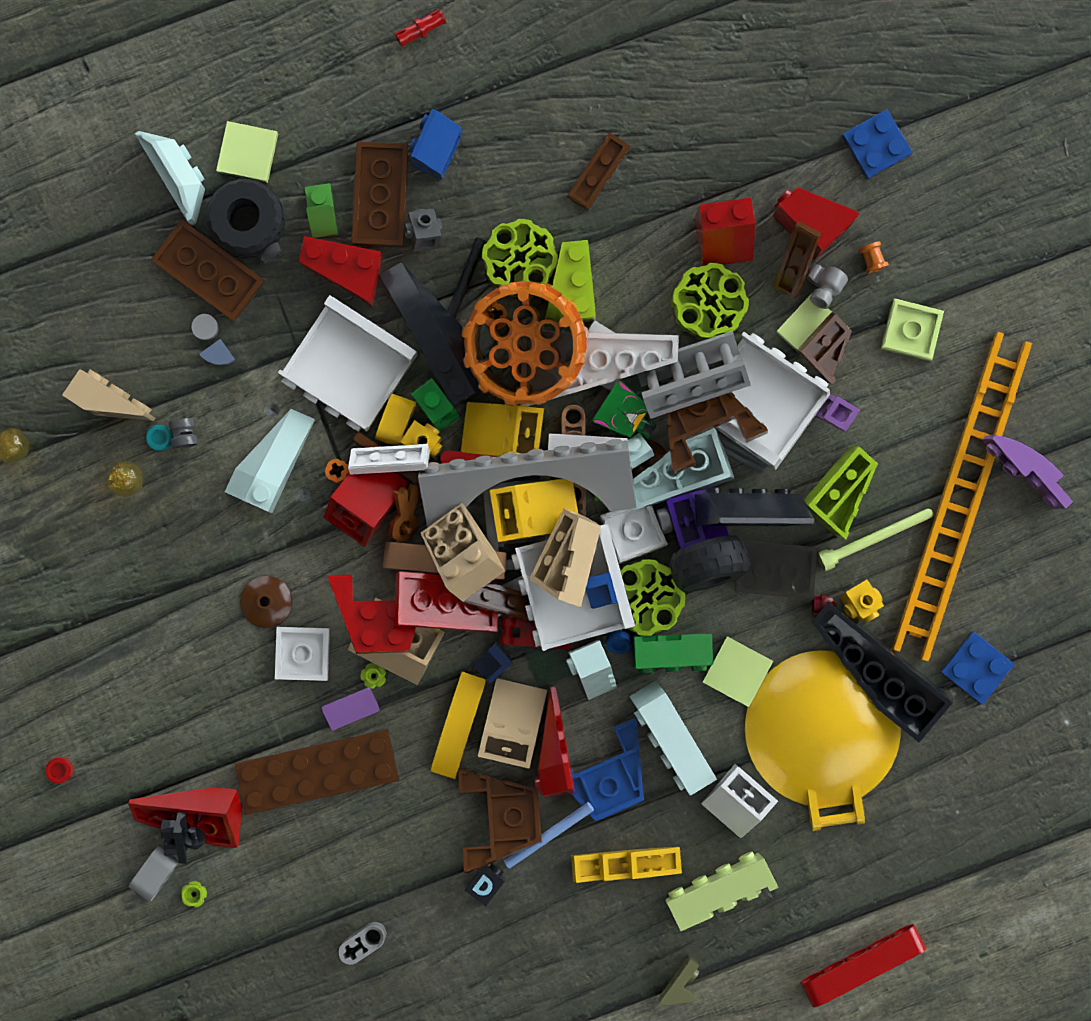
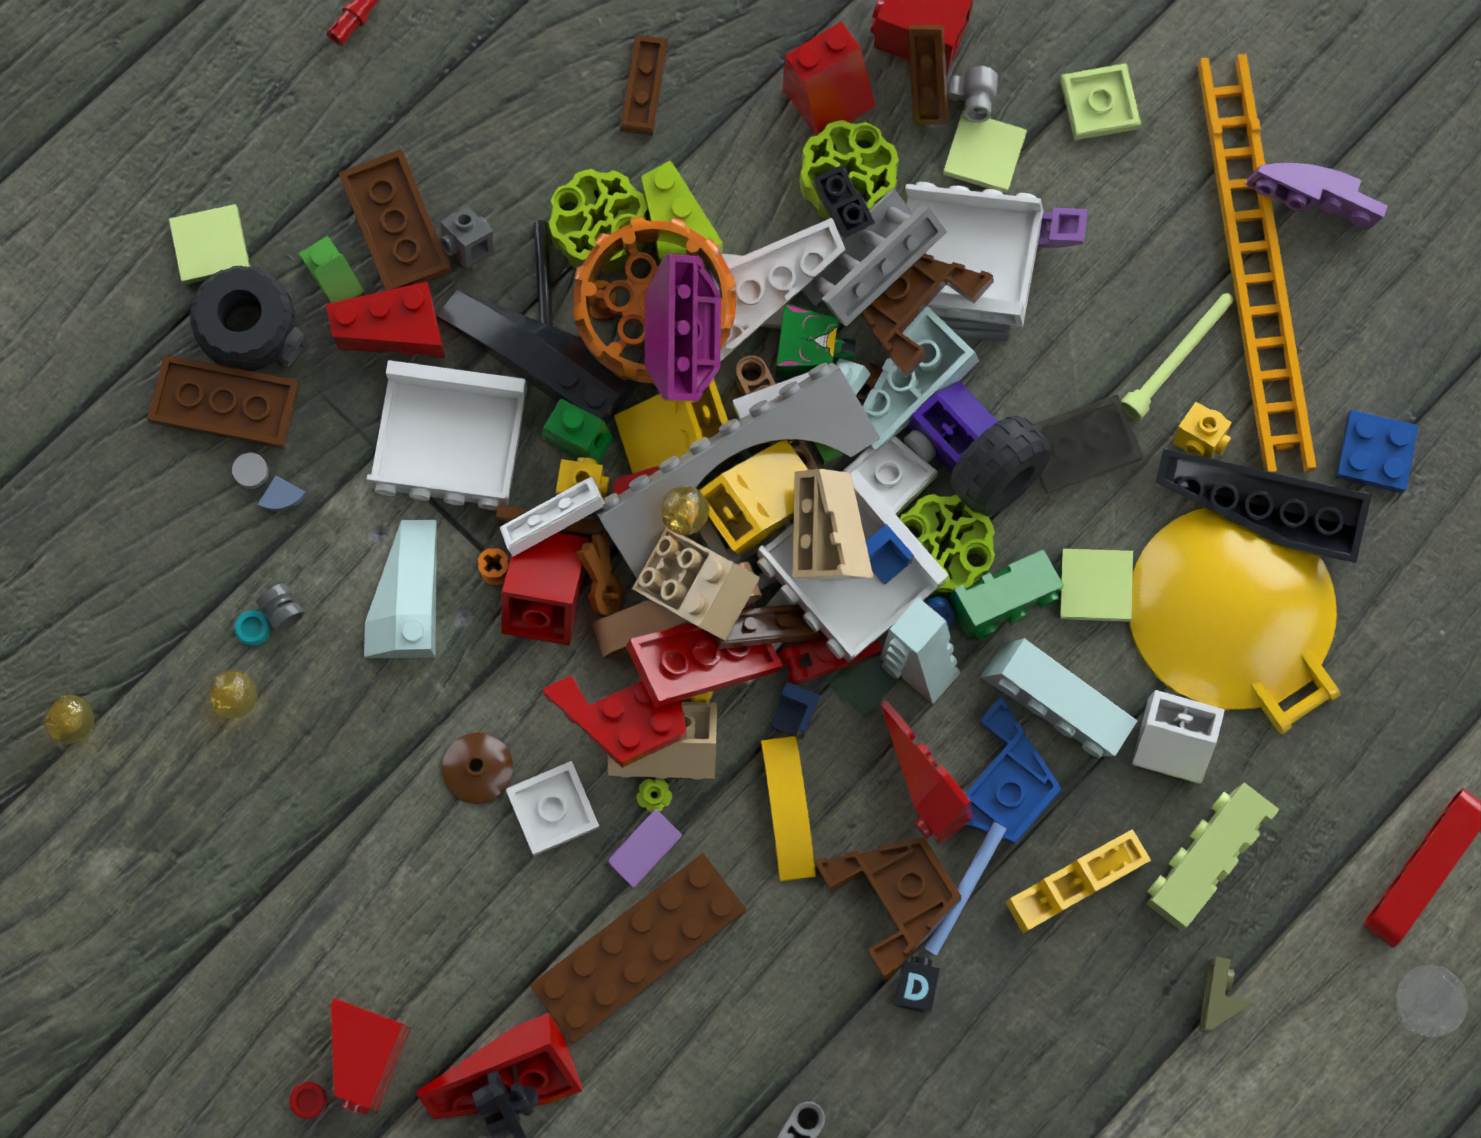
camera: 25 degrees left, 10 degrees down
(93, 395) = (166, 608): tan slope -> none
(105, 760) = (364, 1054): none -> red slope
(176, 172) = (131, 303): light aqua wedge -> none
(395, 420) = (536, 473): yellow beam -> none
(435, 144) = (435, 133): blue slope -> none
(477, 500) = (684, 510): none -> clear yellow piece
(512, 723) = (855, 772): tan slope -> none
(528, 381) = (682, 328): none -> magenta wedge
(692, 325) = (842, 201): none -> black slope
(751, 508) = (1018, 380): black slope -> none
(819, 602) = (1152, 460): dark red plate -> none
(826, 346) = (1010, 158): wing -> none
(840, 491) = (1112, 317): lime wedge -> none
(873, 257) = (1014, 39): orange bush -> none

